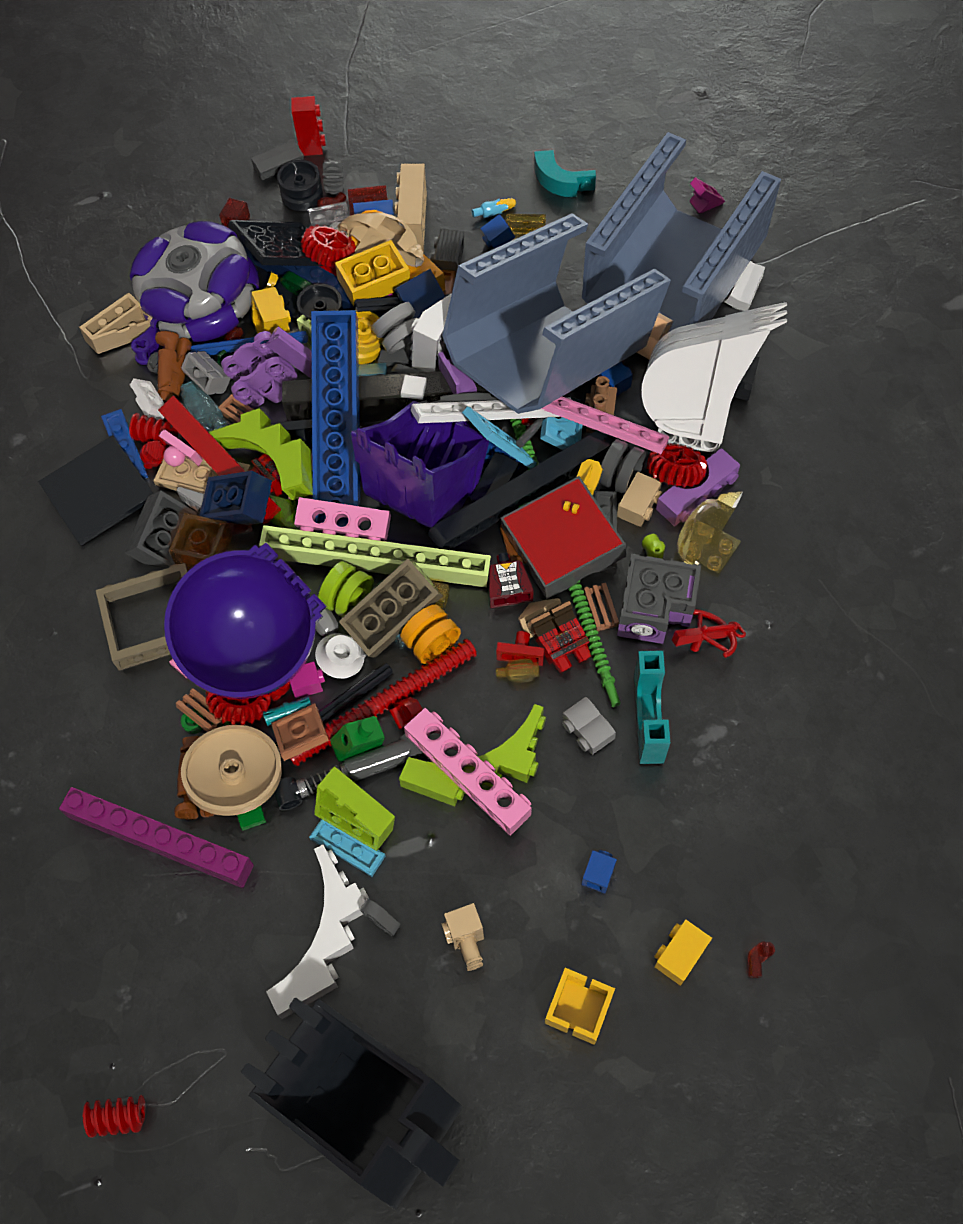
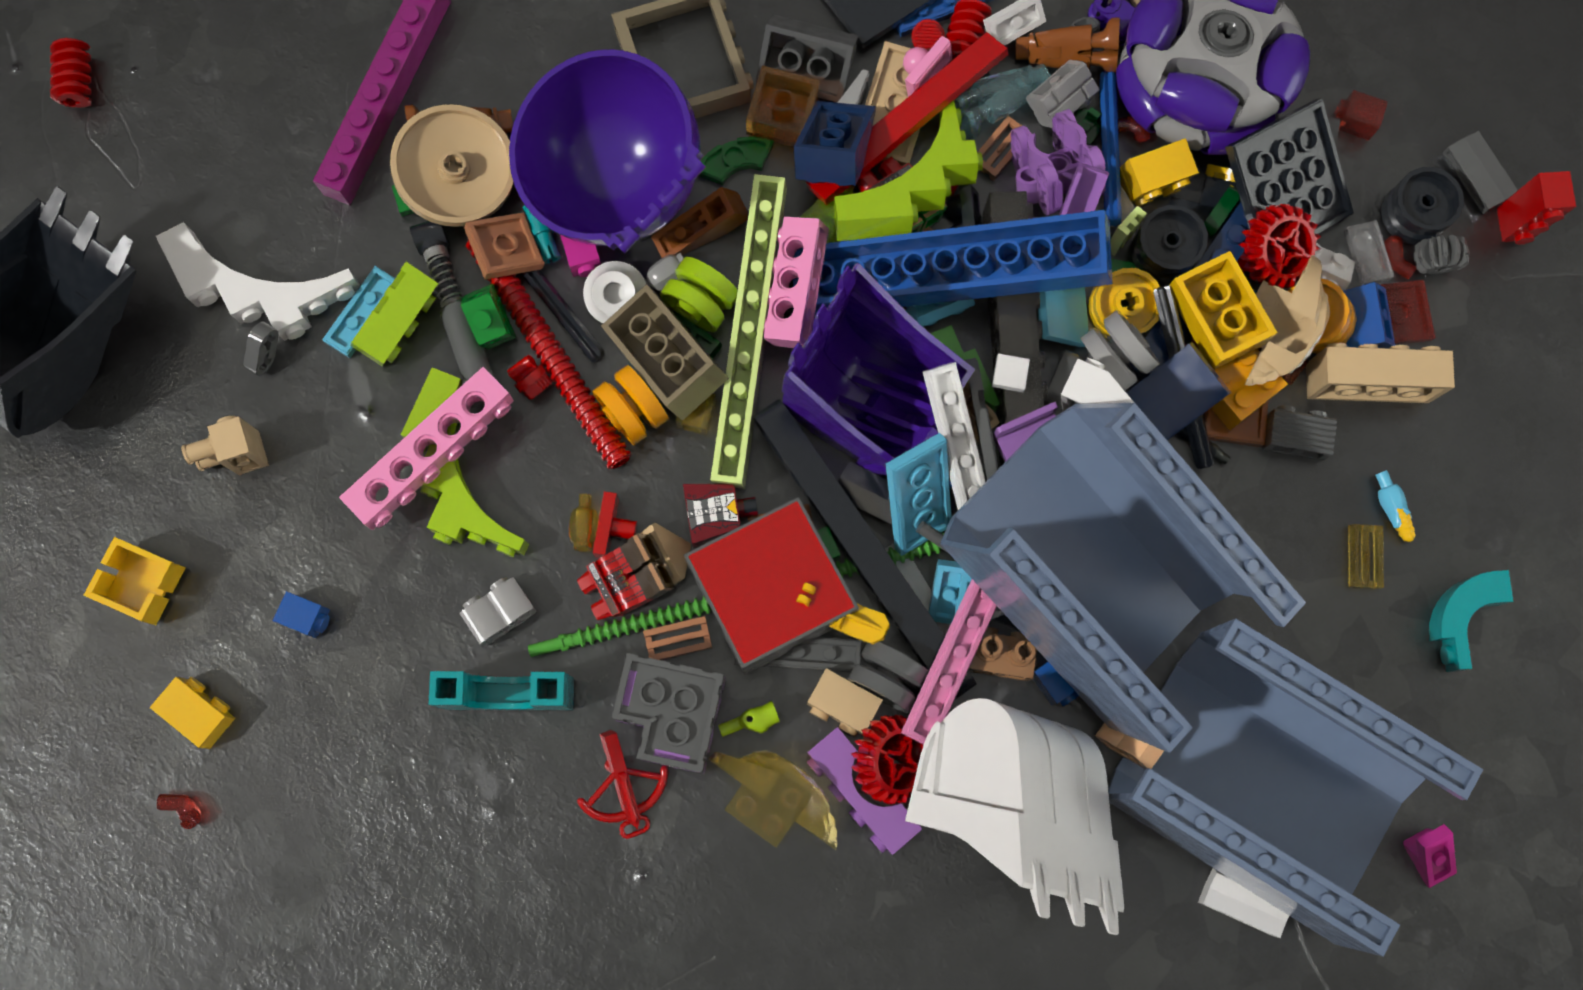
camera: 85 degrees right, 15 degrees up
(497, 232) = (1337, 508): blue brick -> none

